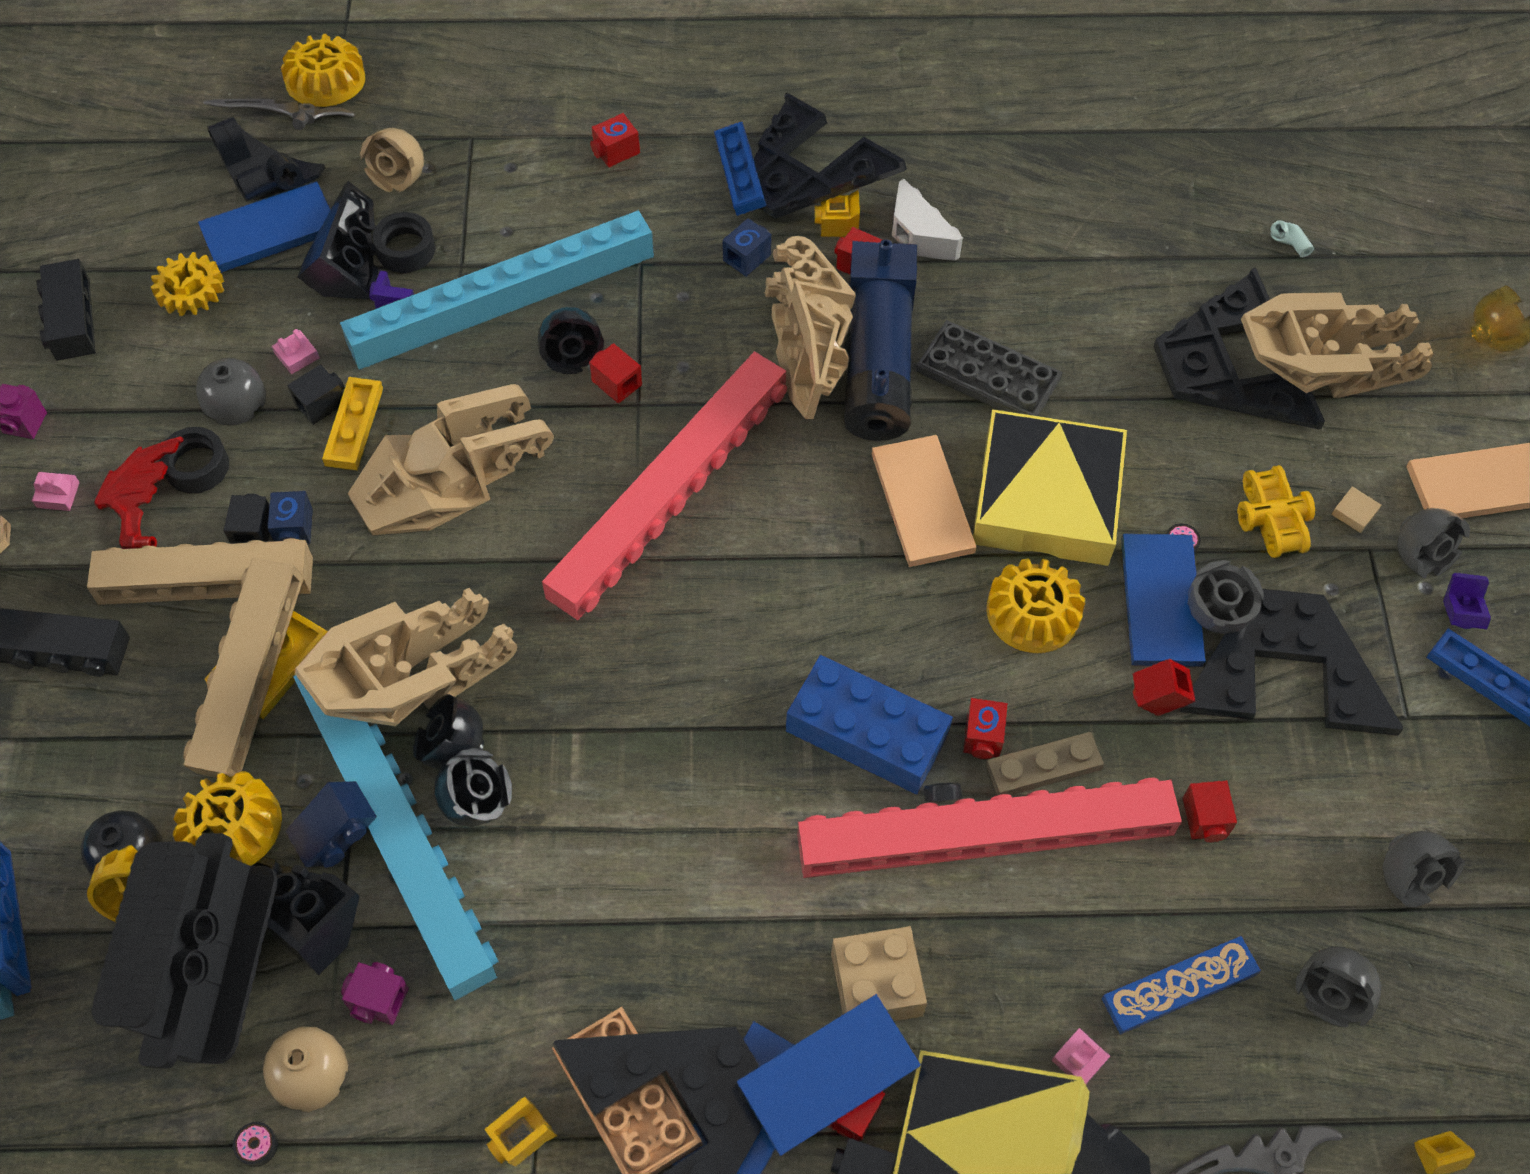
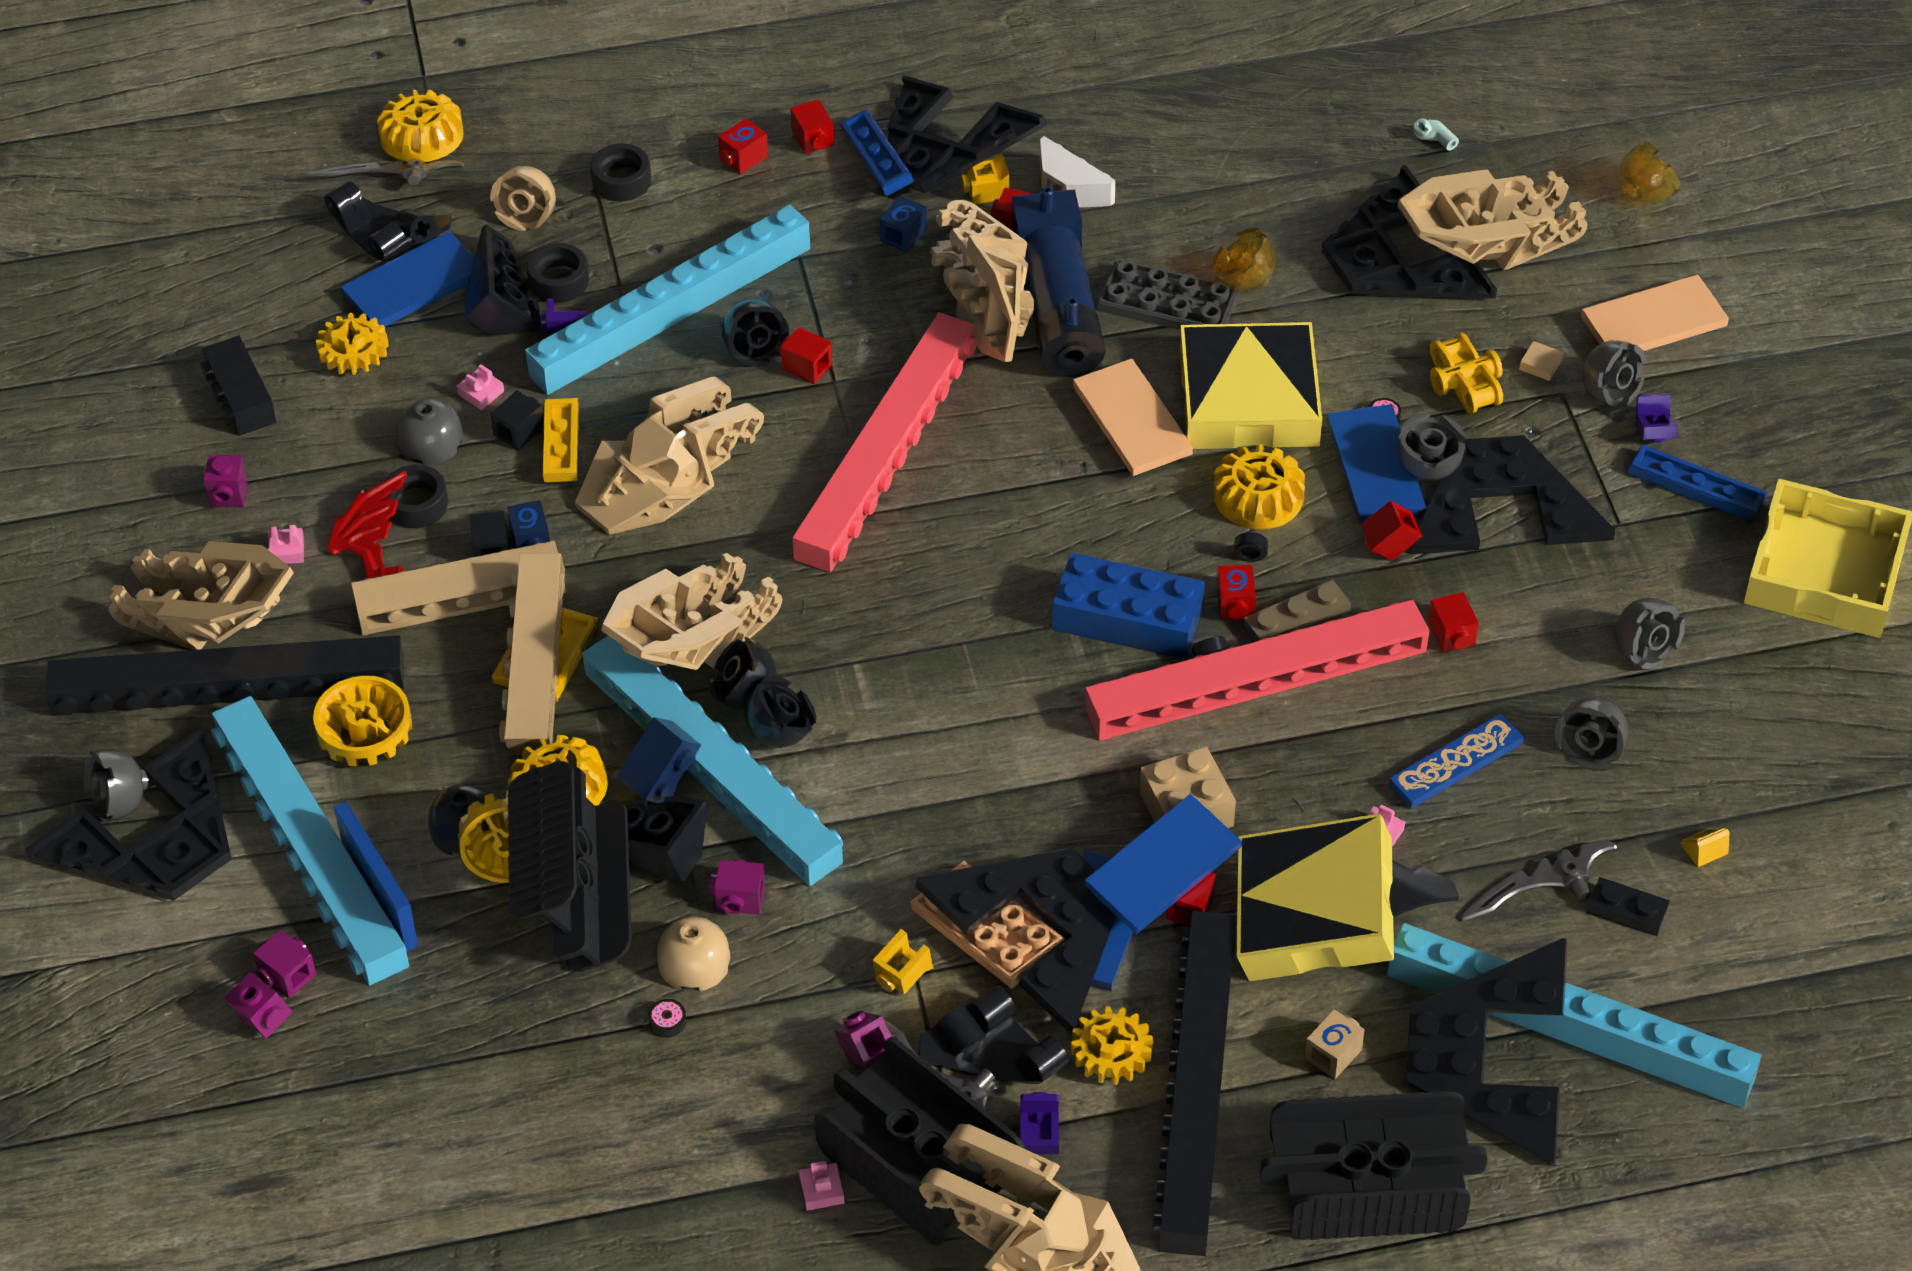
camera: 10 degrees left, 10 degrees down
(46, 688) = (361, 708): none -> yellow gear
(494, 130) = (624, 188): none -> black tyre
(686, 130) = (812, 126): none -> red brick
(1012, 676) = (1250, 546): none -> black tile
(1074, 348) = (1246, 262): none -> clear yellow cylinder

